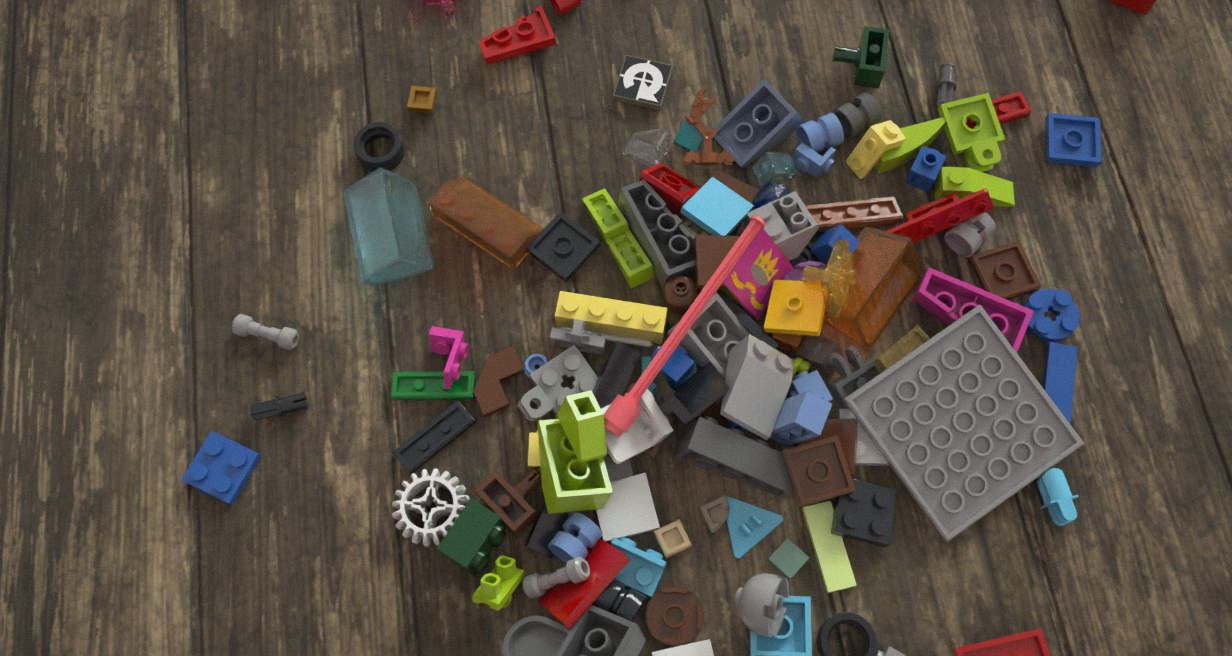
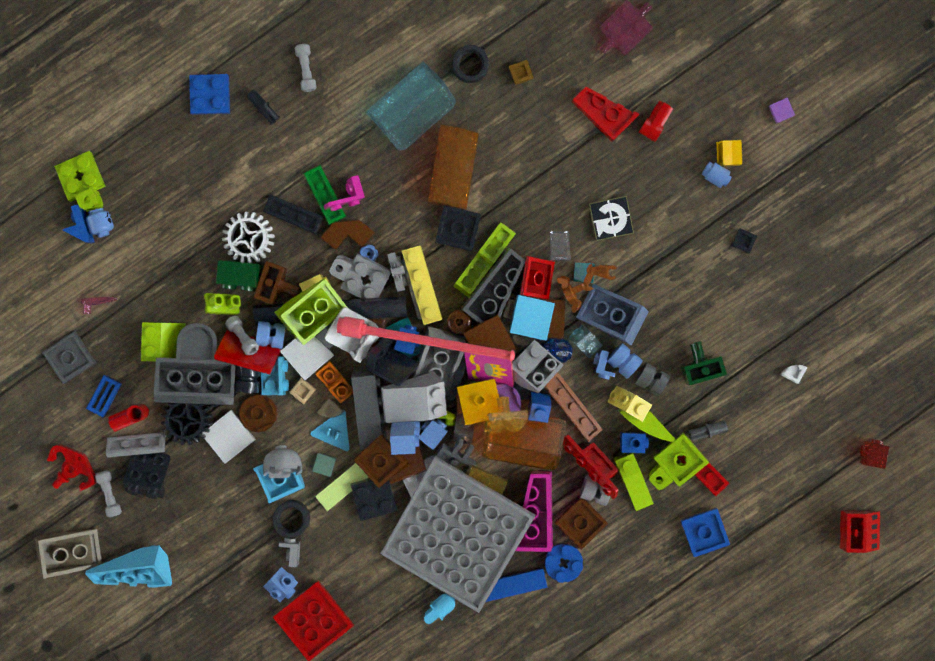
camera: 60 degrees right, 20 degrees up
(583, 426) = (332, 309): lime slope -> none
(681, 489) = (334, 381): none -> orange slope

